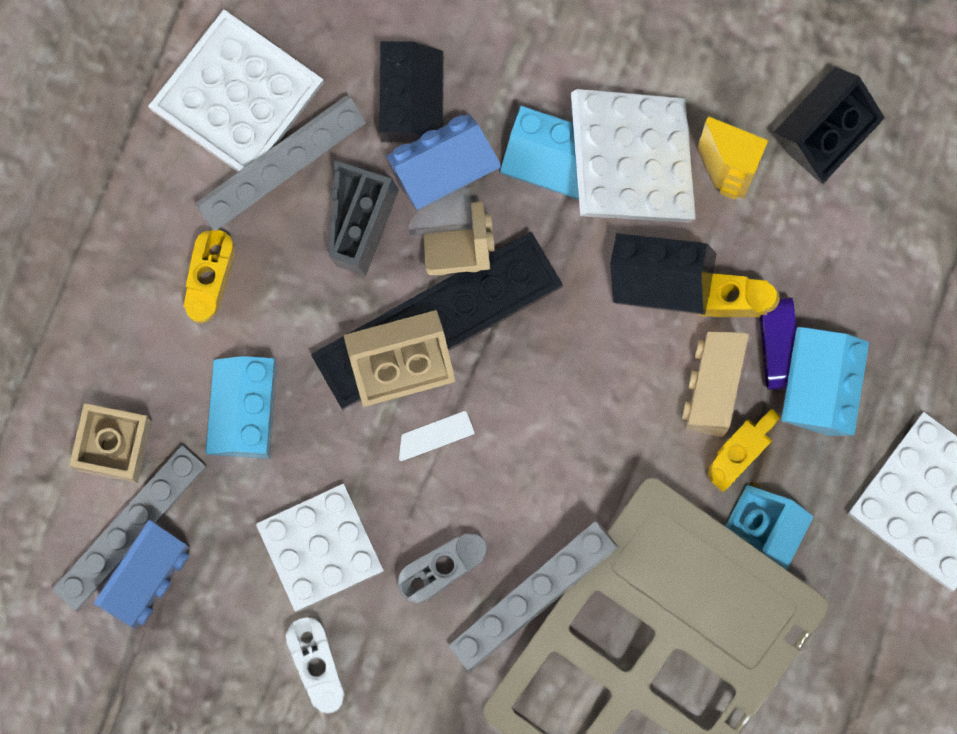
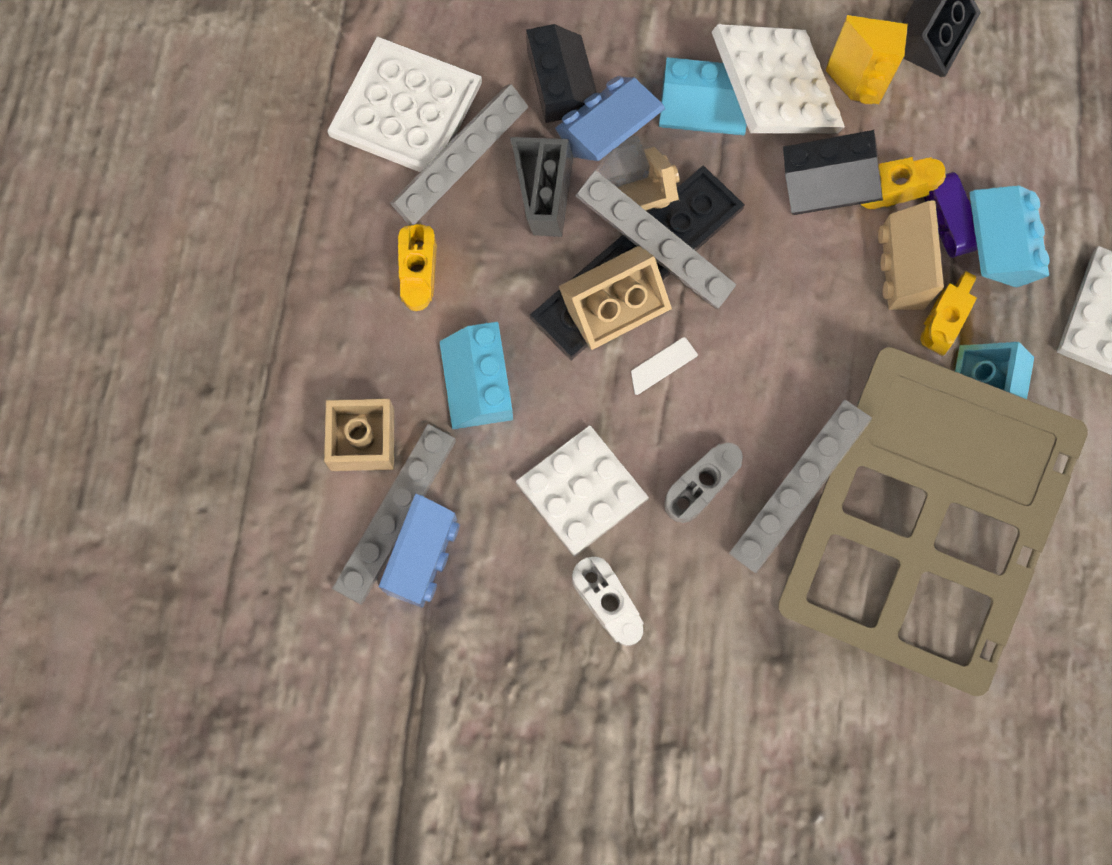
camera: 15 degrees left, 5 degrees down
(455, 307) = (656, 239): none -> light grey plate

